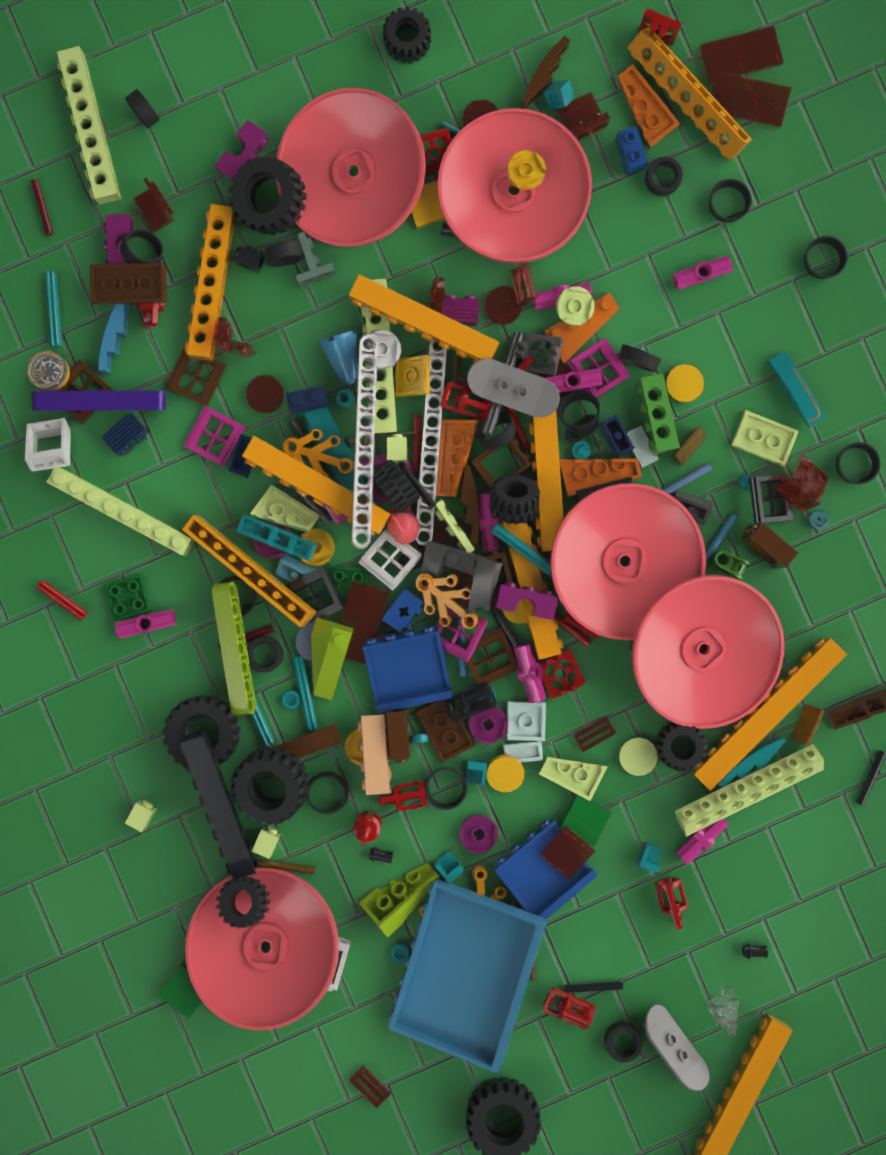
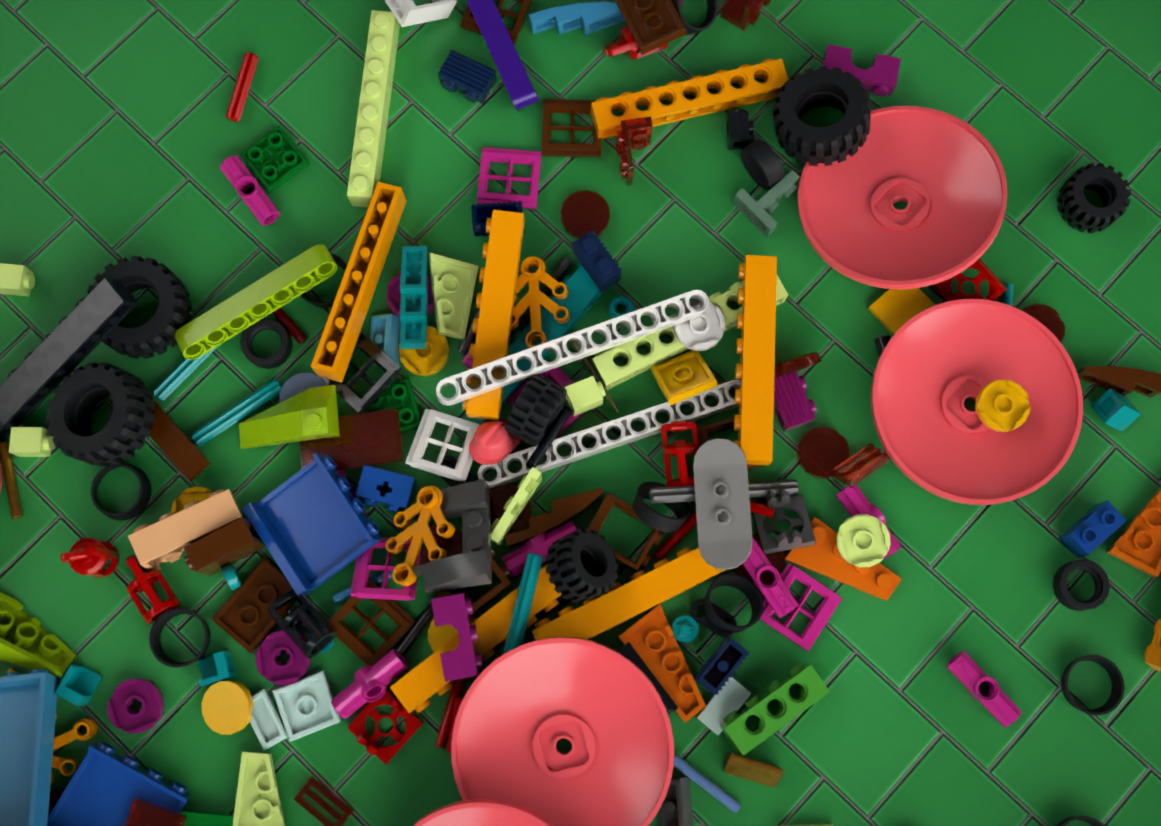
camera: 70 degrees right, 10 degrees down
(291, 699) = (223, 398): teal tile -> none
(342, 355) = (672, 279): dark azure cone -> none
(380, 855) = (64, 591): black pin -> none
(416, 443) = (606, 417): red bar -> none
(454, 449) = (612, 467): orange wing -> none
(583, 116) = (1103, 452): clear red bracket -> none
(639, 358) = (834, 651): black tyre -> none
(684, 383) = (830, 727): yellow tile -> none

